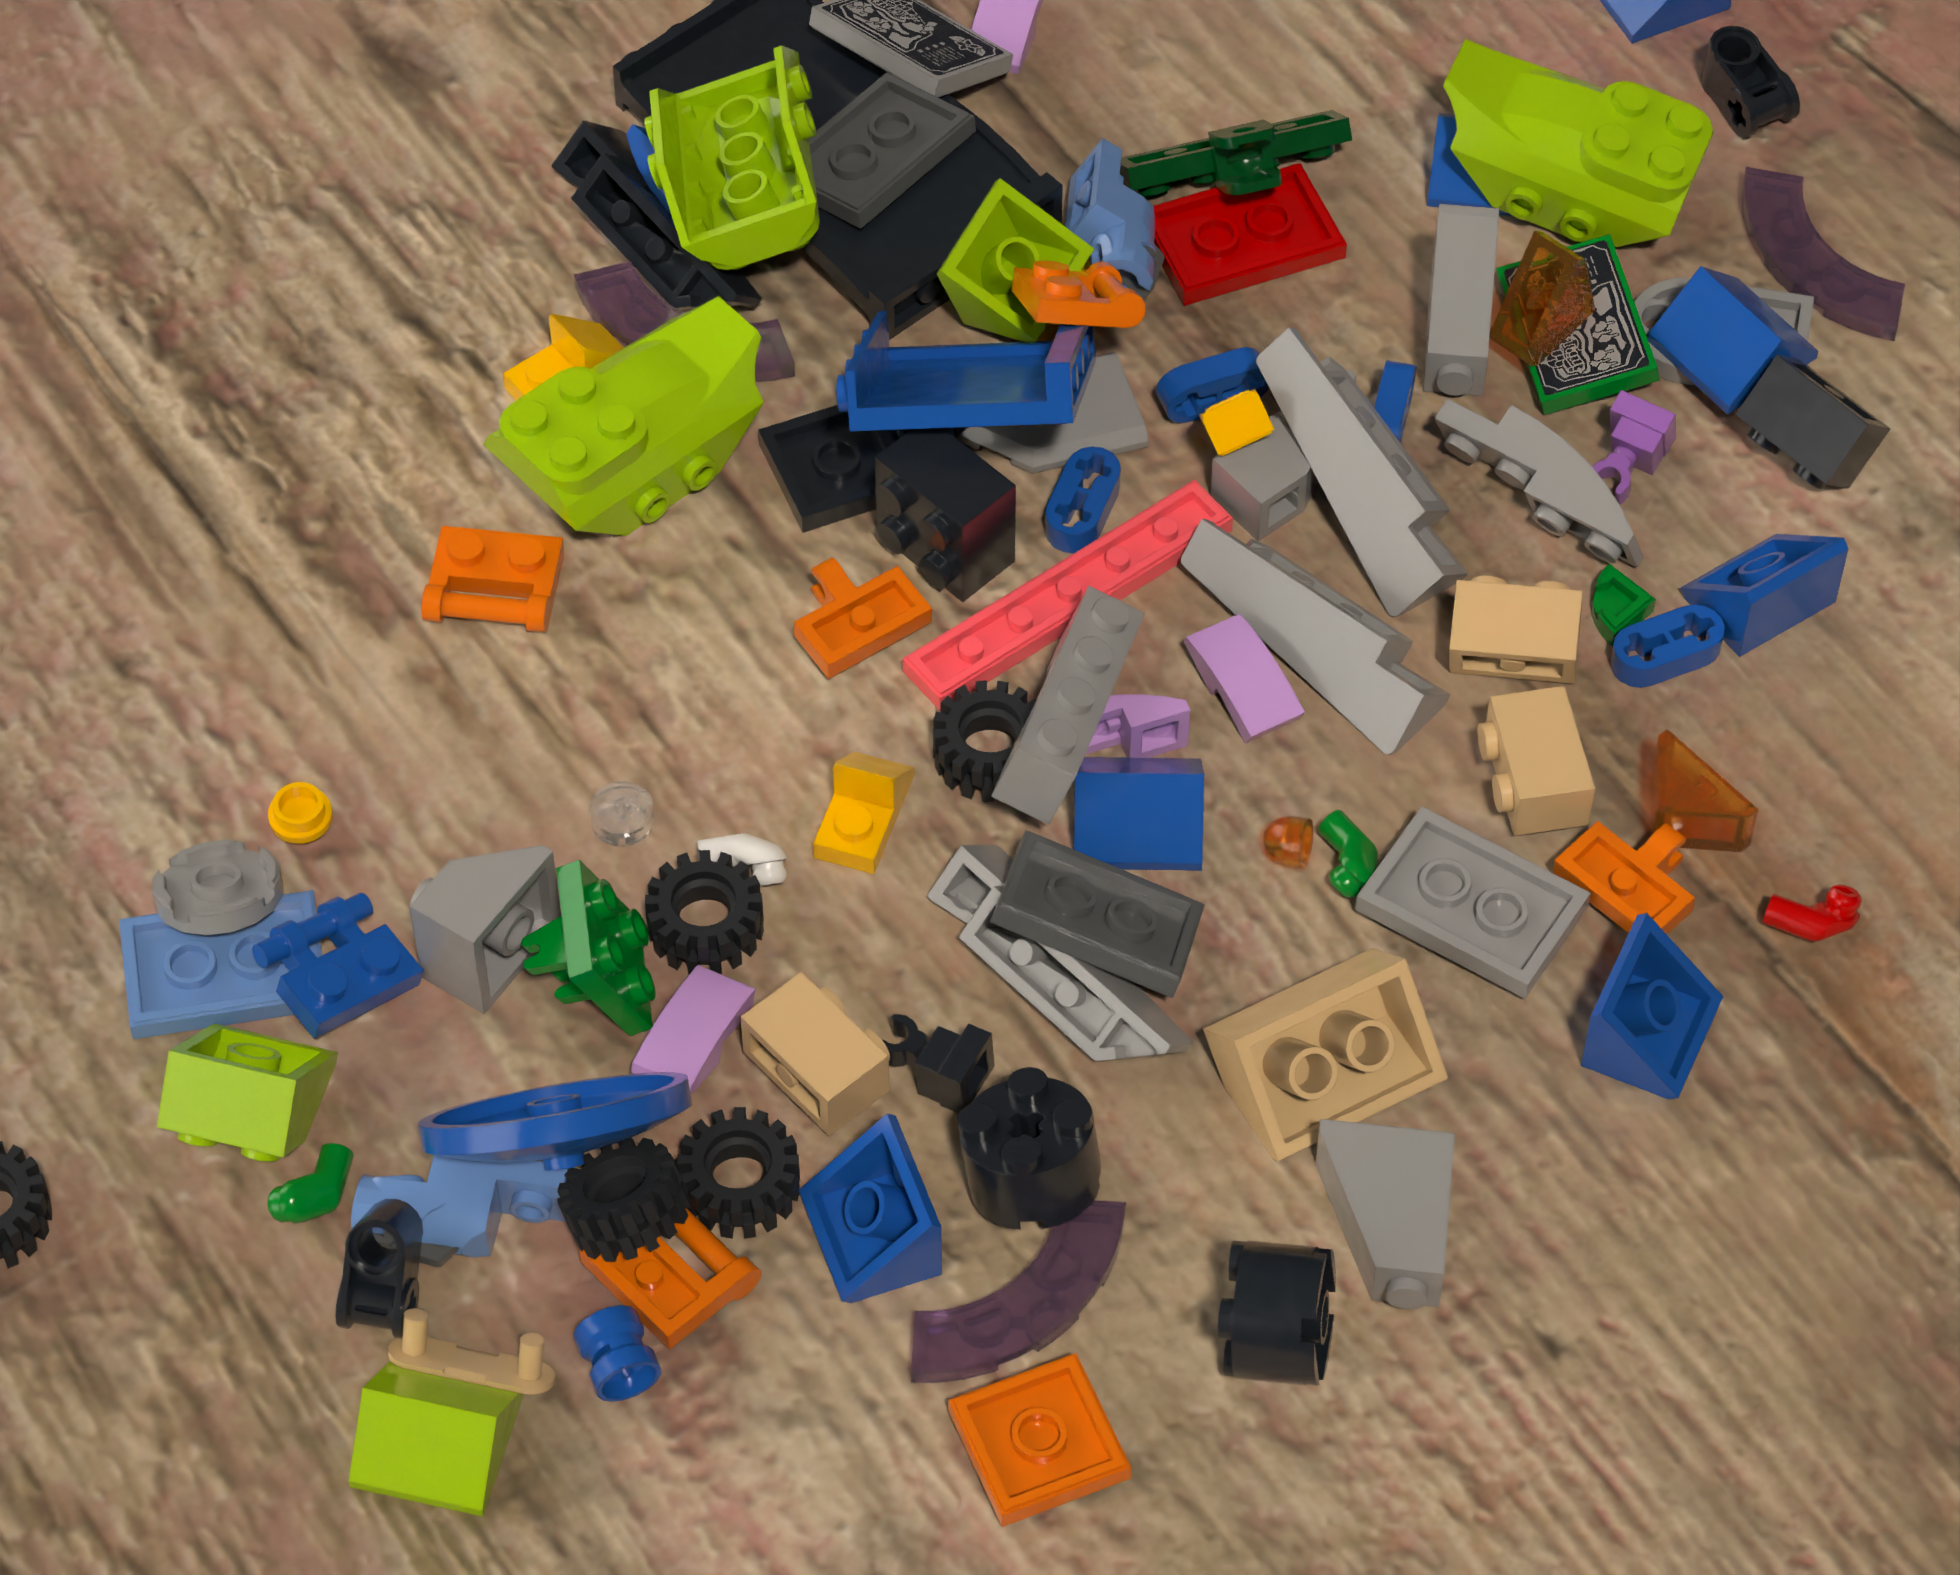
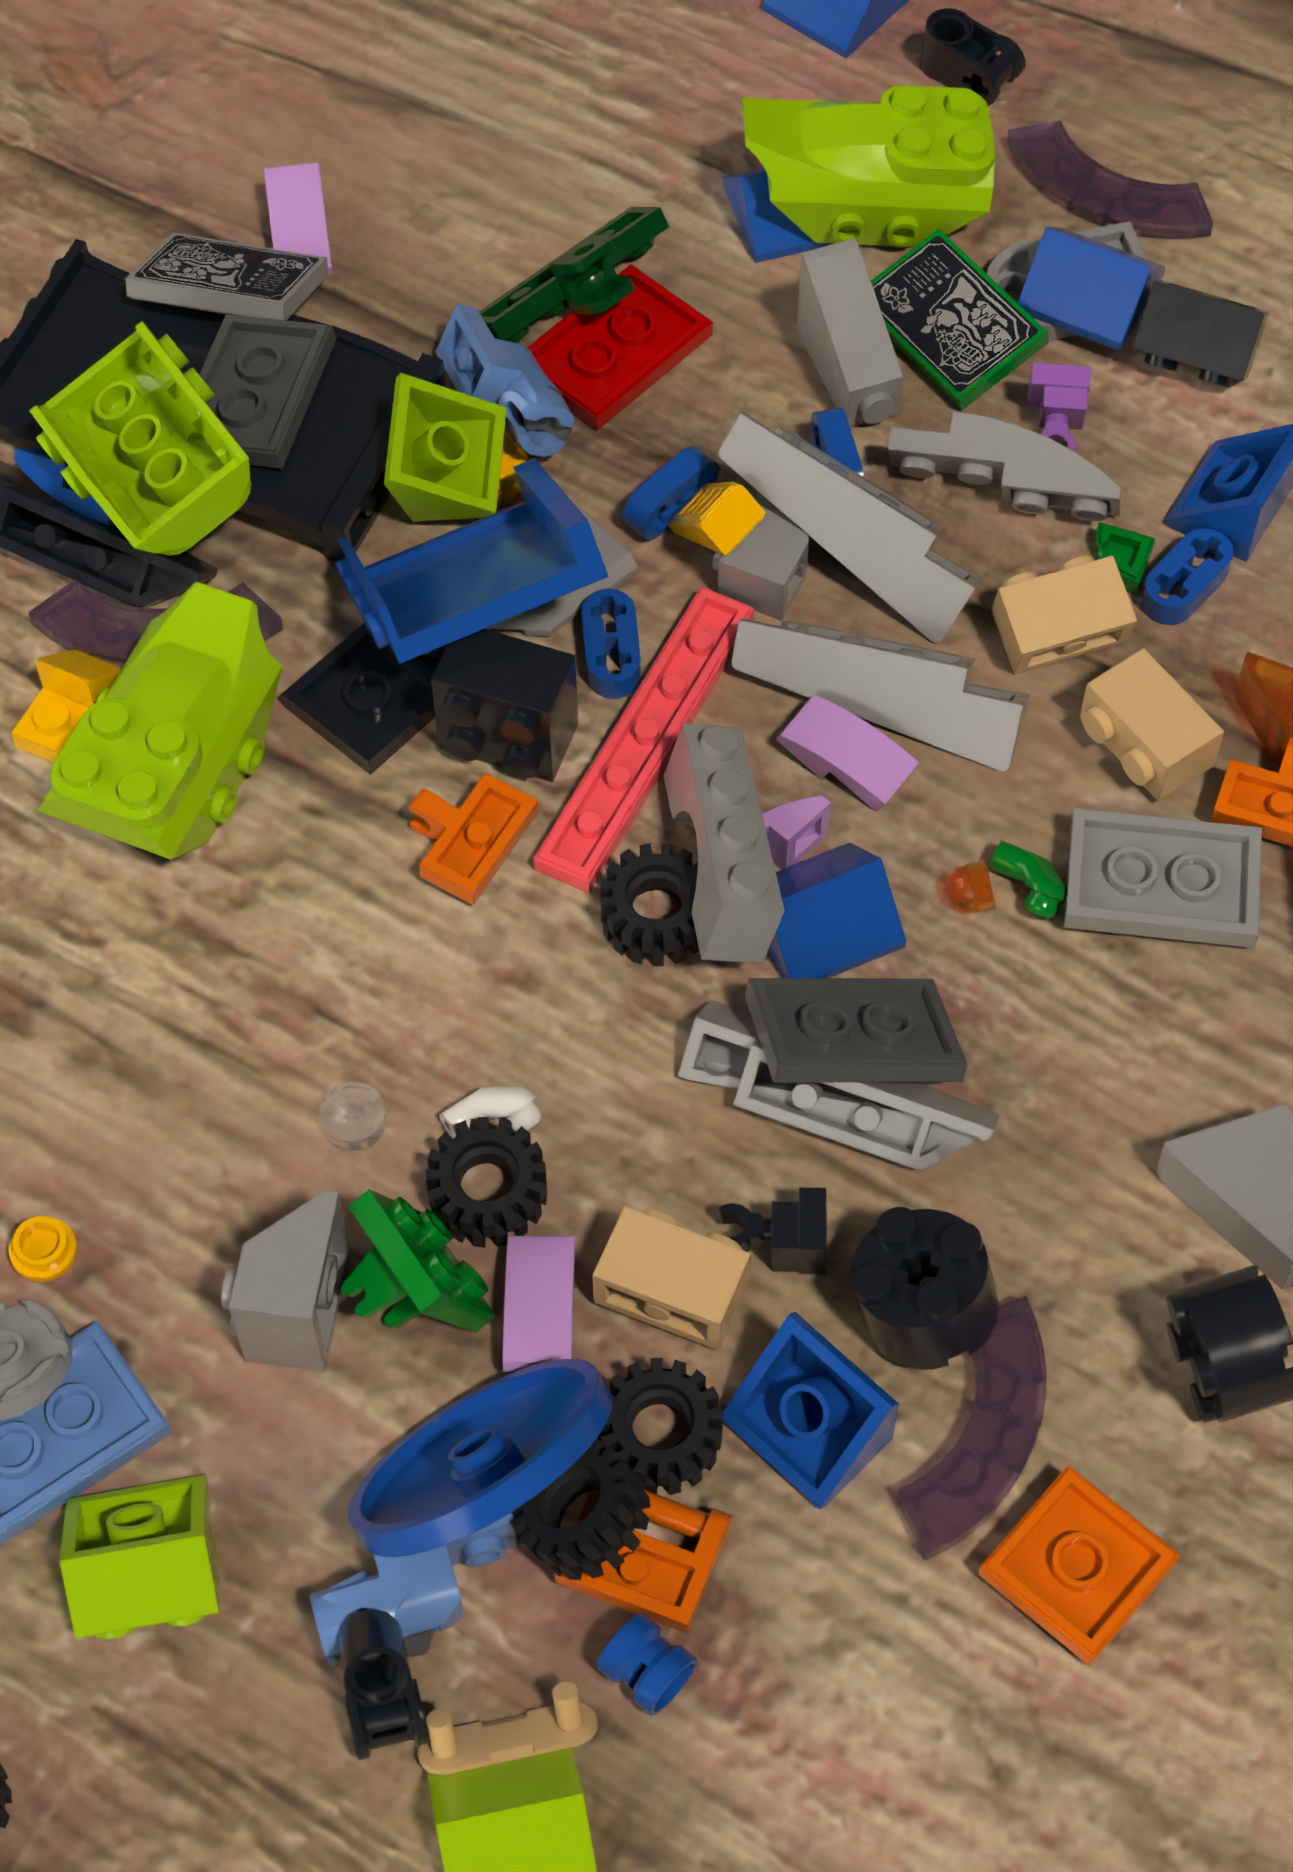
camera: 25 degrees left, 5 degrees up
(316, 1192) = (263, 1632): green arm -> none
(345, 981) = (181, 1401): blue plate -> none
(493, 565) = (101, 922): orange plate -> none
(862, 810) = (575, 1020): yellow slope -> none
(1077, 297) = (527, 456): orange plate -> none
(1327, 1051) = (1120, 1072): tan slope -> none
(1544, 300) = (923, 305): clear orange slope -> none

